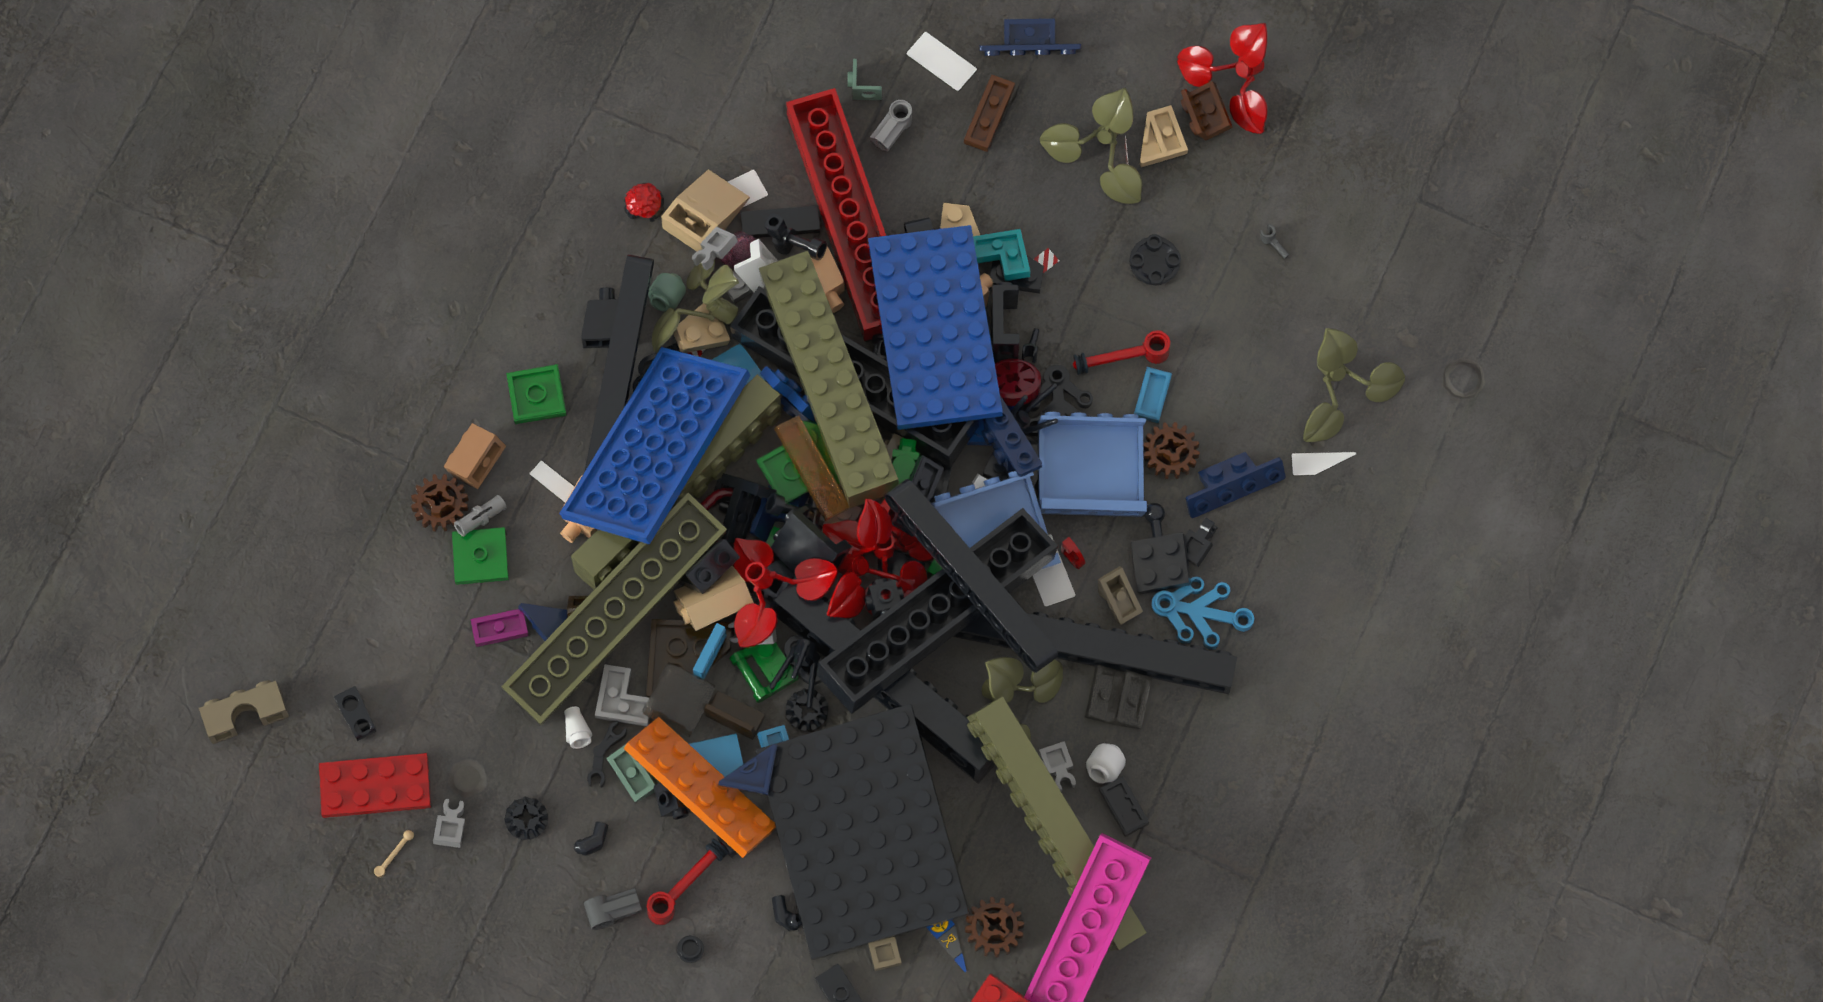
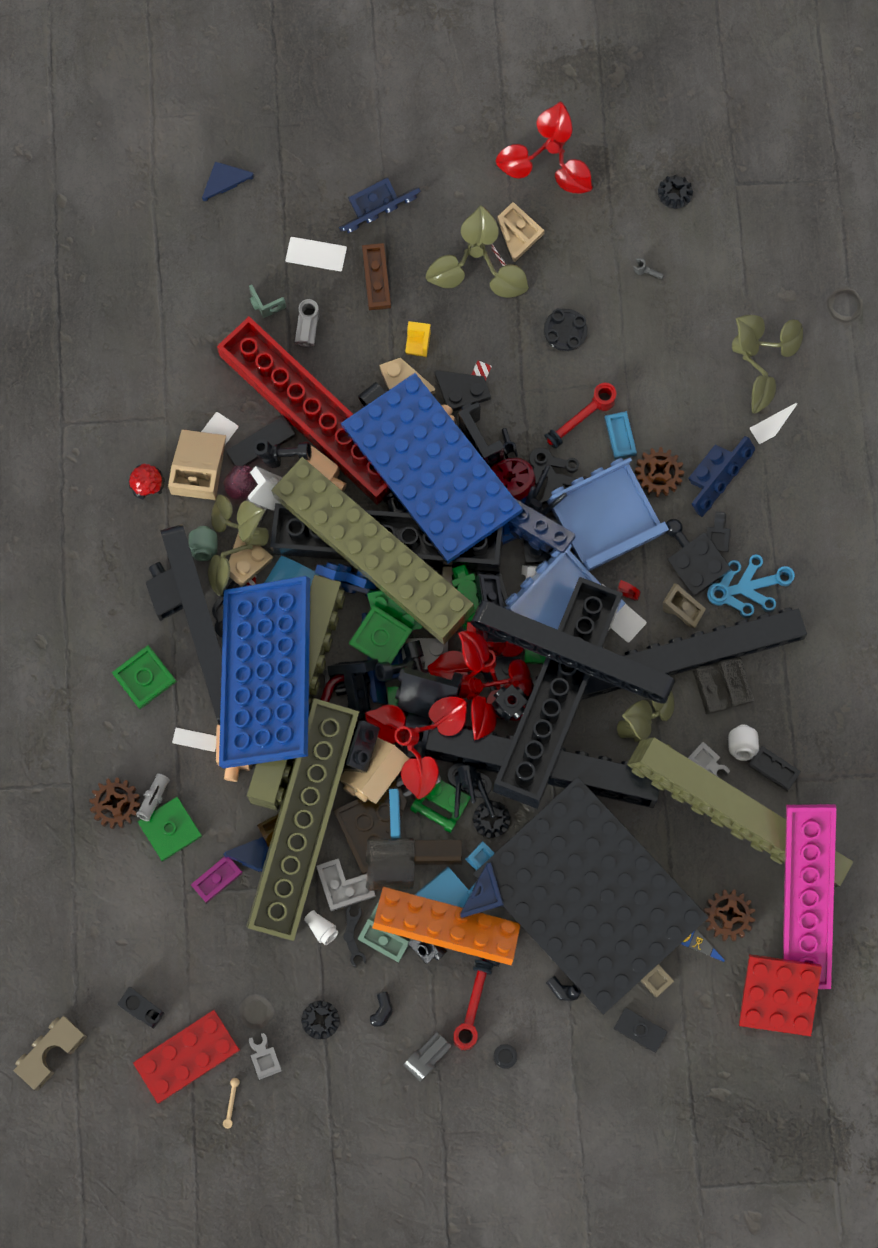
camera: 25 degrees left, 5 degrees up
(474, 456) = (123, 752): medium nougat brick -> none
(715, 245) = (224, 486): light grey plate -> none
(812, 468) = (397, 627): clear orange plate -> none
(998, 196) = (418, 339): none -> yellow panel
(1007, 248) = (453, 377): teal plate -> none
(1206, 111) = (542, 193): reddish brown bracket -> none
(1340, 184) = (673, 200): none -> black gear

